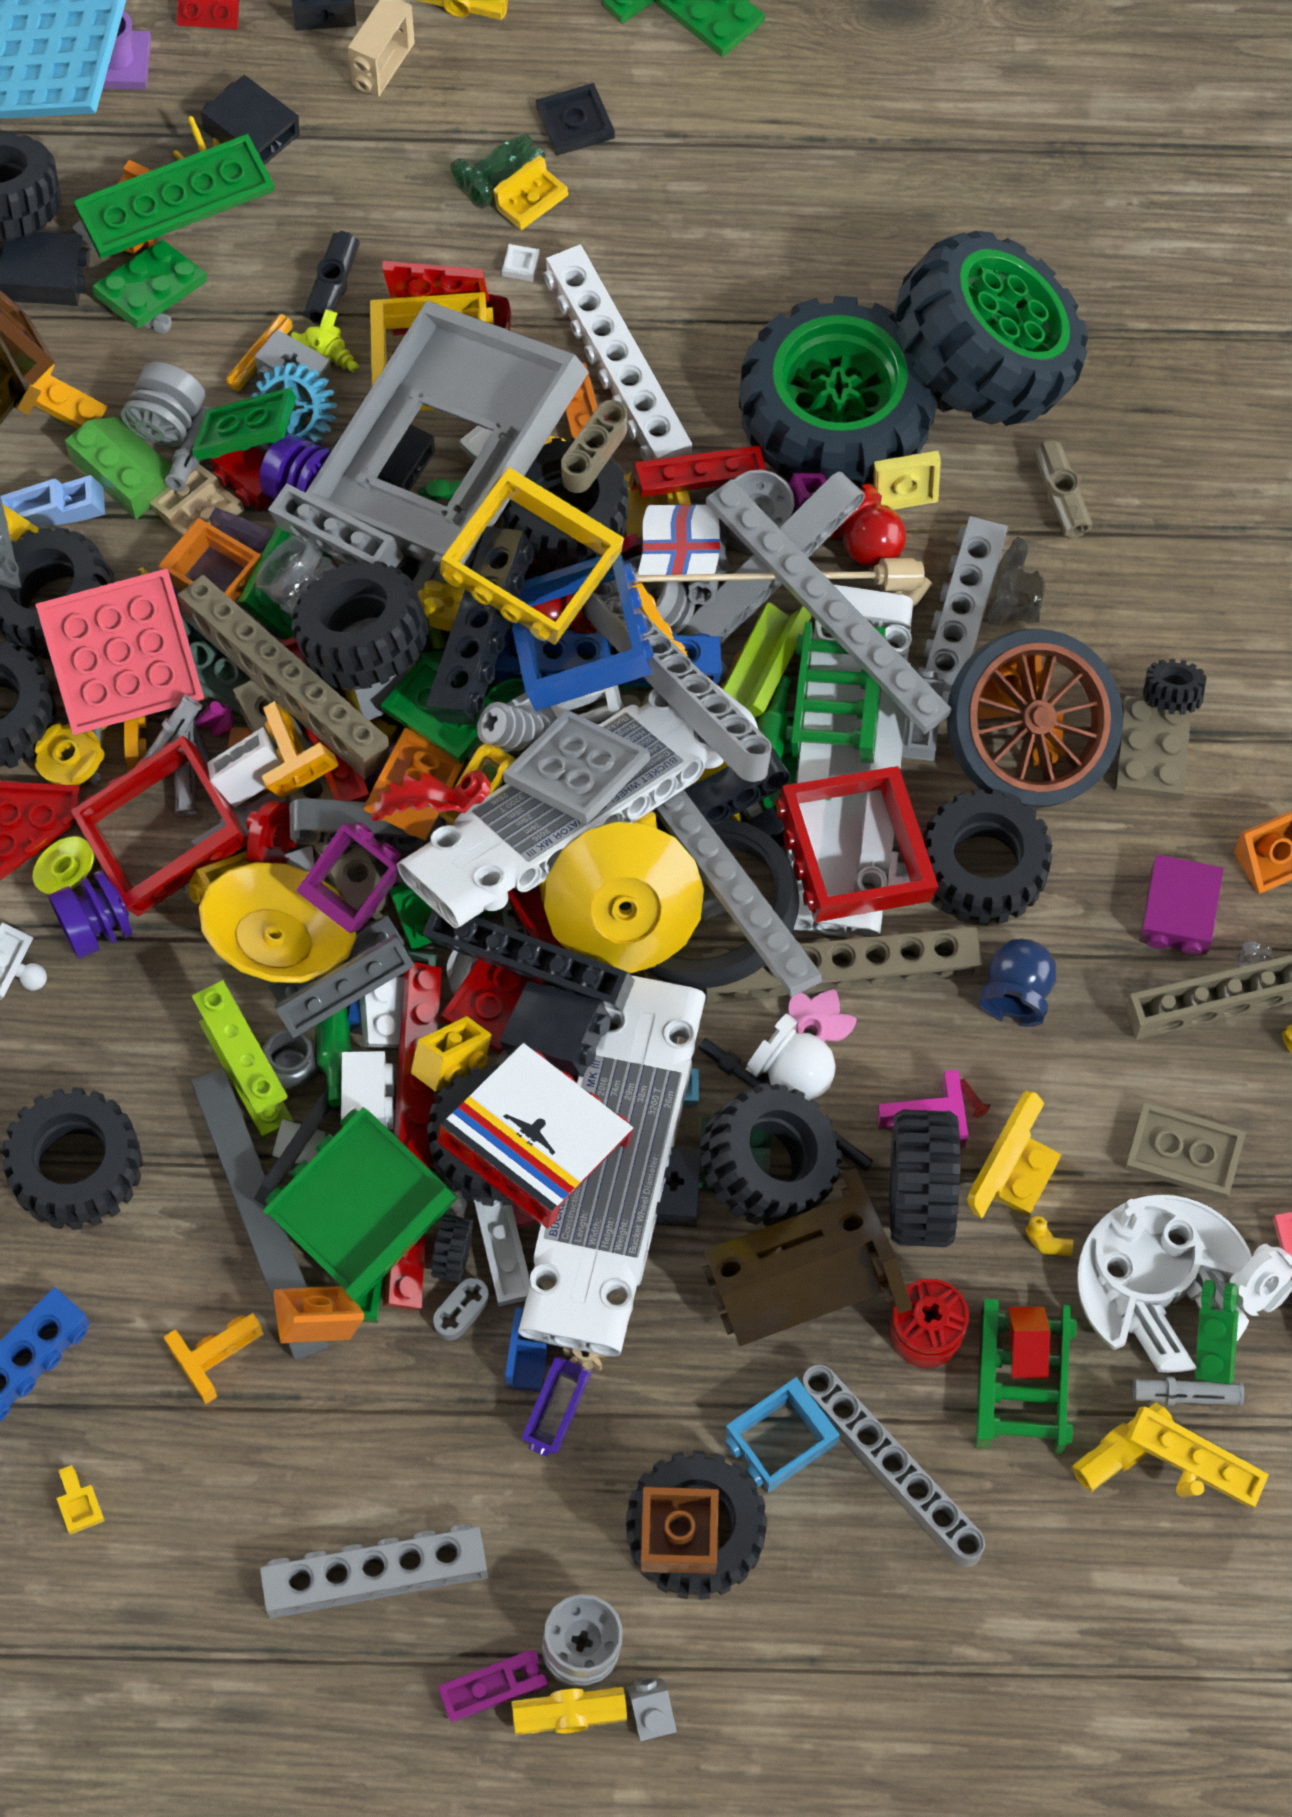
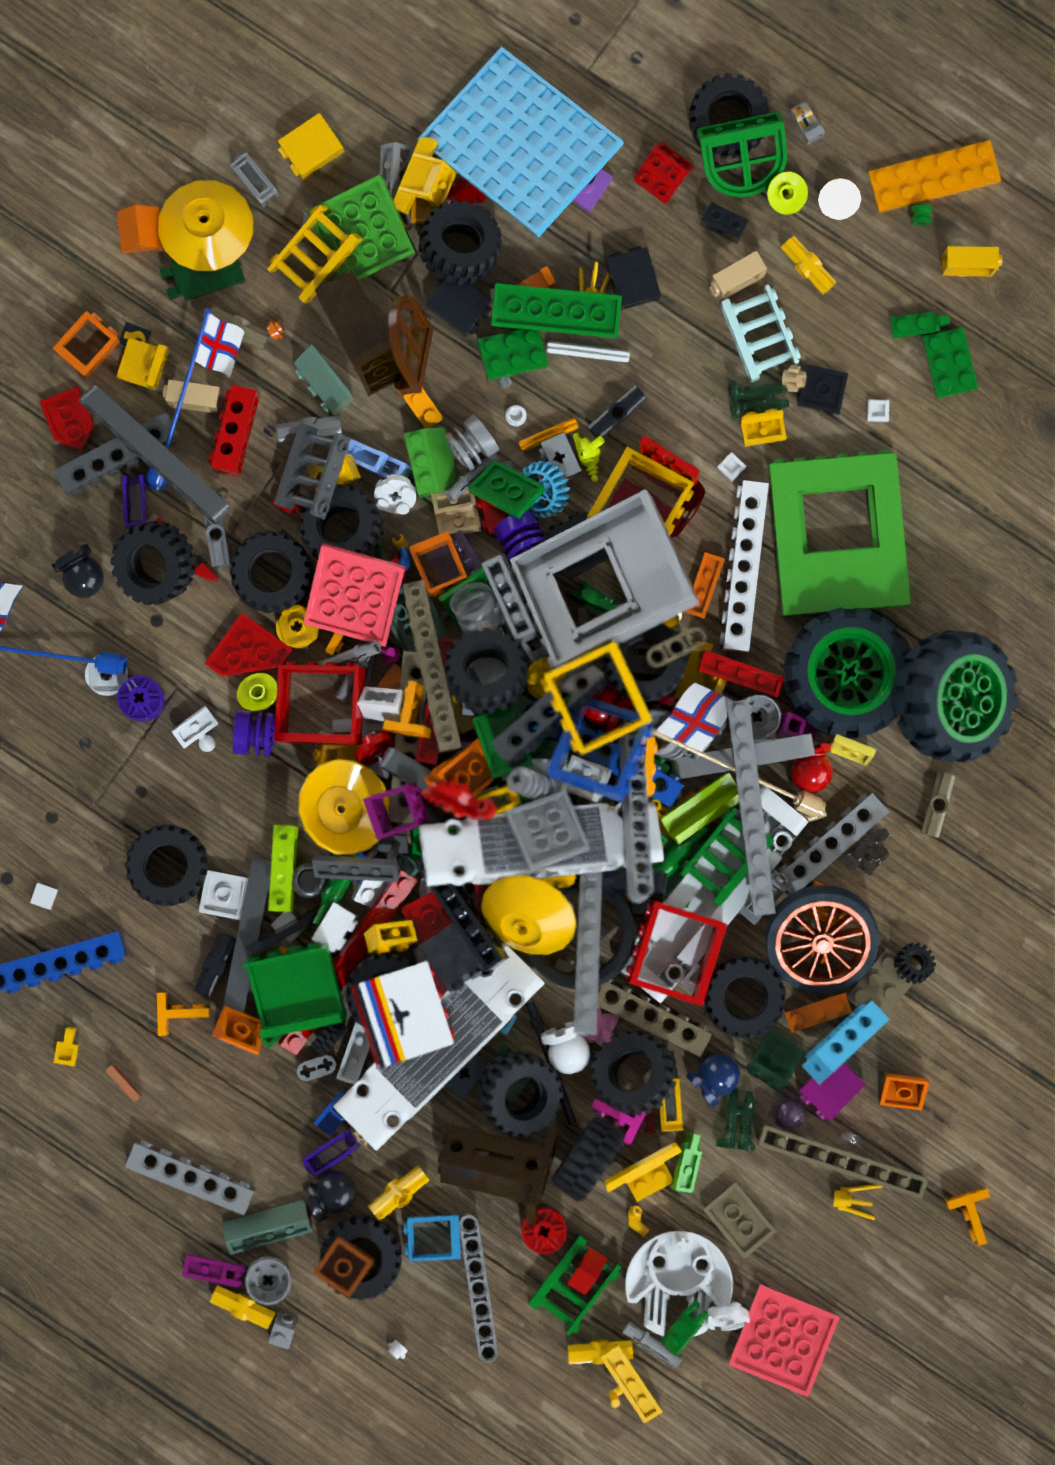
camera: 30 degrees right, 20 degrees up
(111, 505) = (395, 504): none -> white plate
(180, 1155) = (223, 895): none -> white plate
(192, 1497) = (123, 1083): none -> nougat tile
(201, 353) = (516, 415): none -> white plate
(225, 1255) = (215, 965): none -> black piece
(247, 234) = (588, 351): none -> white axle
(447, 123) = (738, 331): none -> light aqua fence
(530, 119) = (794, 378): none -> tan gear
(532, 1574) = (266, 1227): none -> sand green panel
(595, 1458) = (331, 1194): none -> black tile
(660, 105) = (877, 410): none -> white tile
(690, 1403) = (398, 1193): none -> yellow piece
(722, 317) = (840, 577): none -> bright green panel
(835, 1628) = (397, 1350): none -> white plate
(882, 1001) = (611, 1058): none -> black tyre
(982, 1055) = (671, 1110): none -> yellow window
(1063, 1120) = (687, 1164): none -> bright green hinge
(1083, 916) = (775, 1060): none -> clear green plate
(1095, 824) = (818, 1012): none -> orange plate
(1097, 1054) = (731, 1118): none -> clear green piece
(1148, 970) = (788, 1113): none -> clear purple hair
(1156, 821) = (844, 1041): none -> medium azure brick

